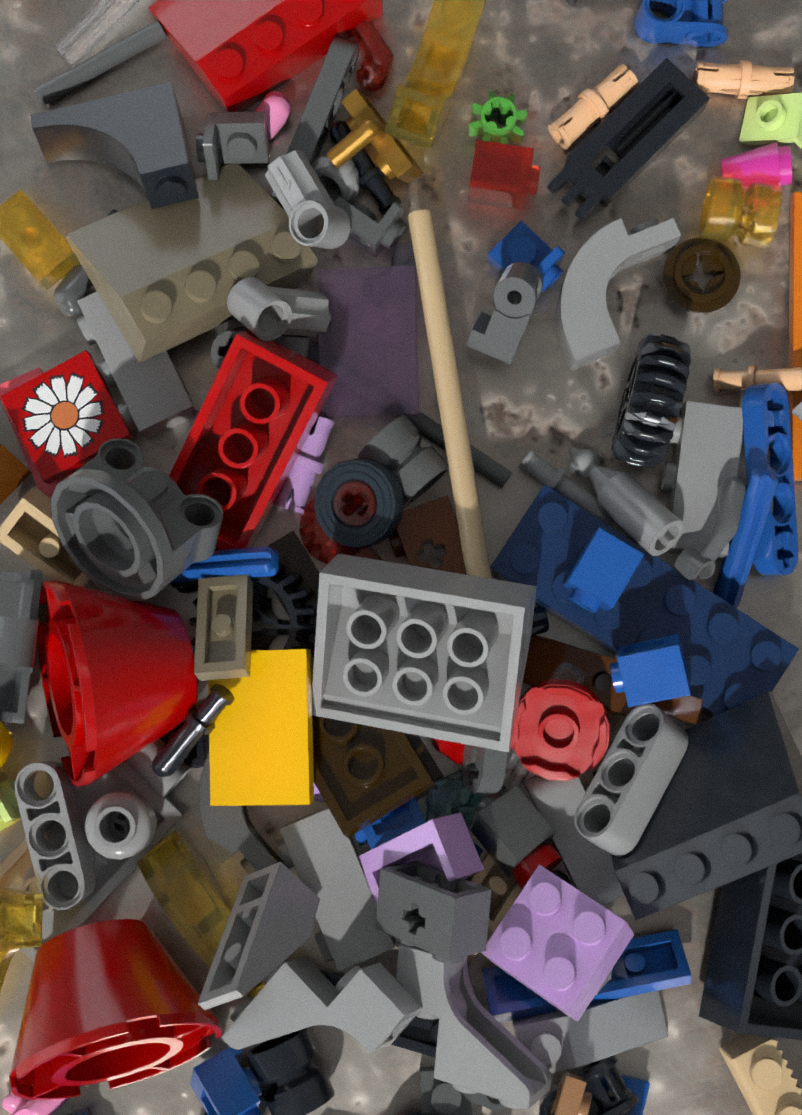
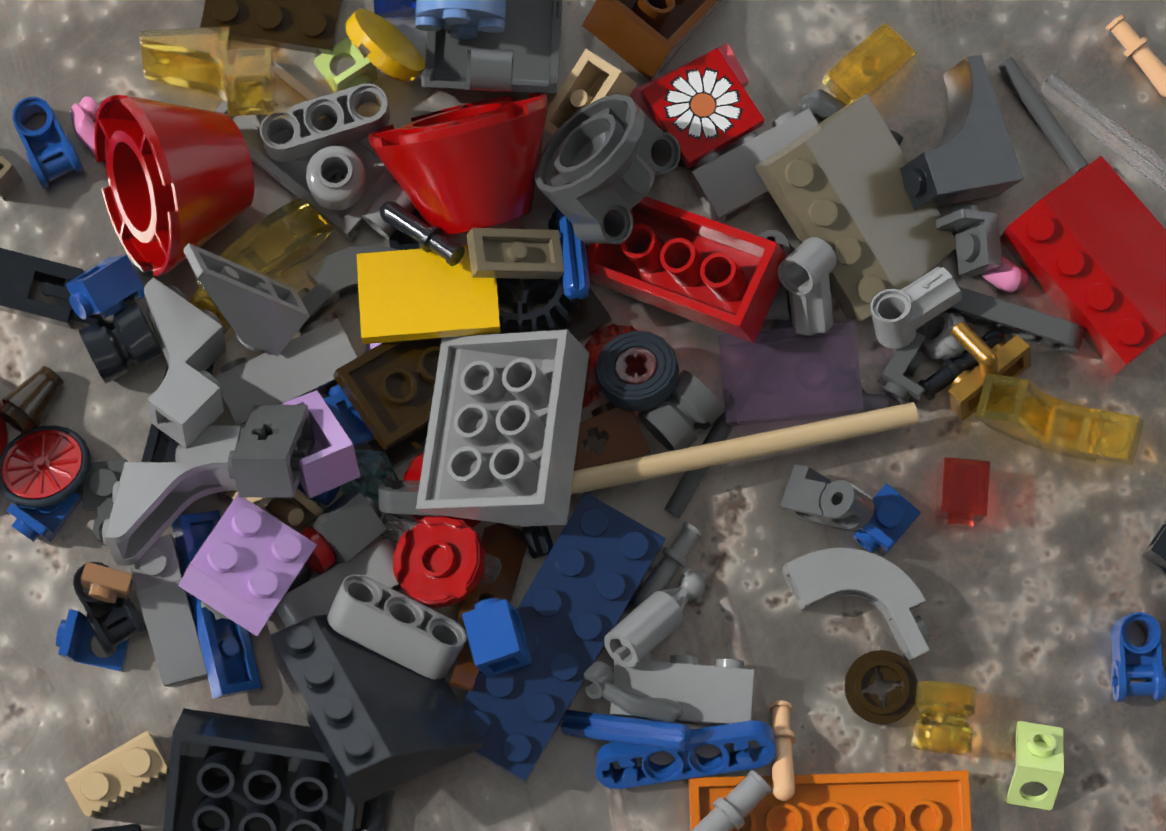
camera: 80 degrees right, 5 degrees down
(302, 475) = (671, 325): lavender pin -> none
(377, 58) = (1068, 370): clear red arm -> none
(507, 115) = (1017, 472): bright green gear -> none
(593, 106) = (1039, 577): light nougat pin -> none
(602, 572) = (583, 586): blue brick -> none
(636, 133) = (1018, 622): black hinge -> none
(651, 400) = (751, 635): black gear -> none
(743, 79) = (1078, 720): light nougat pin -> none
(762, 165) = (991, 739): dark pink cone -> none

